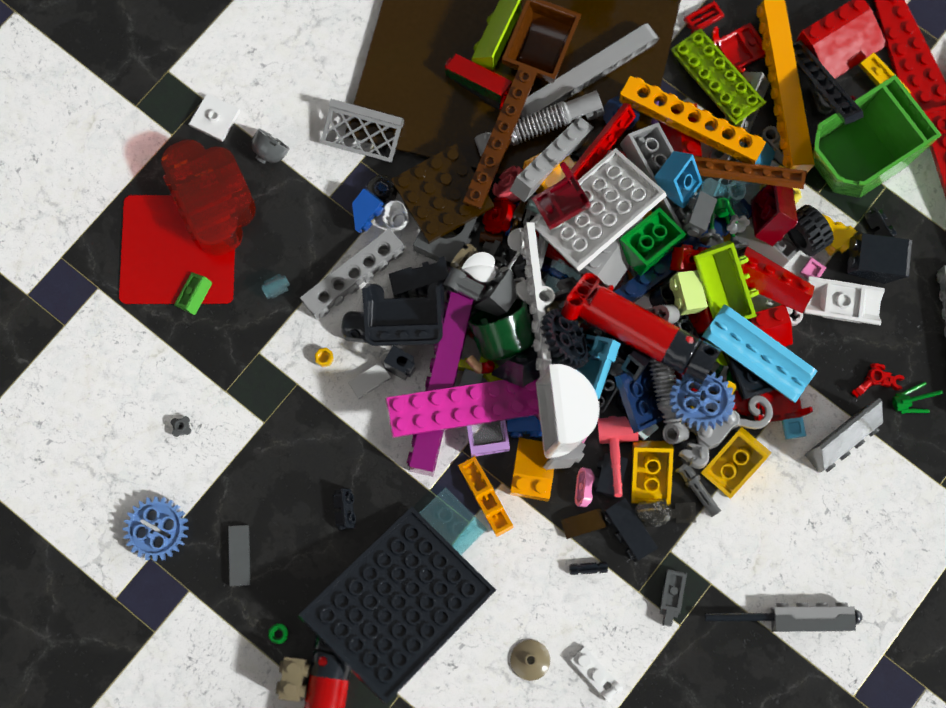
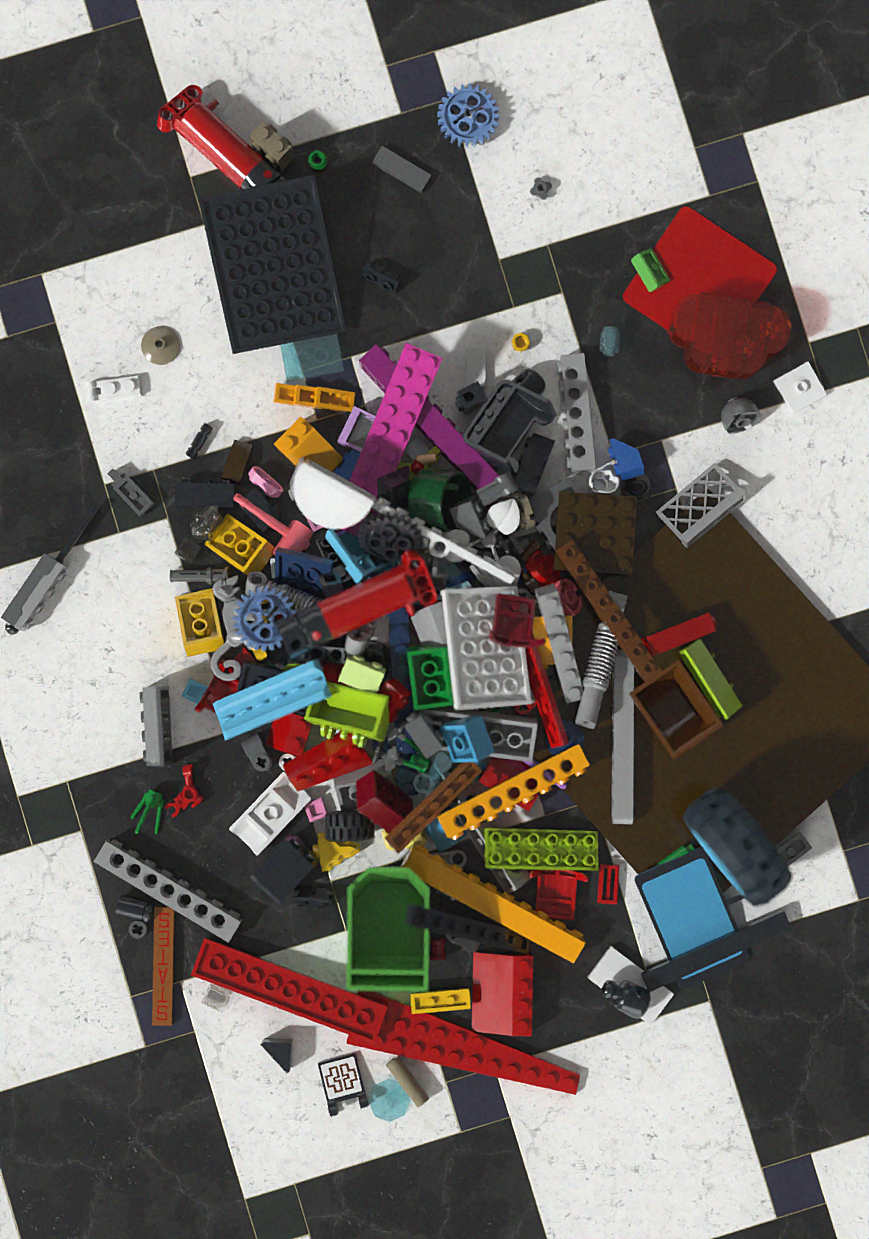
camera: 125 degrees right, 10 degrees up
(804, 346) = (256, 749): none -> dark grey piece

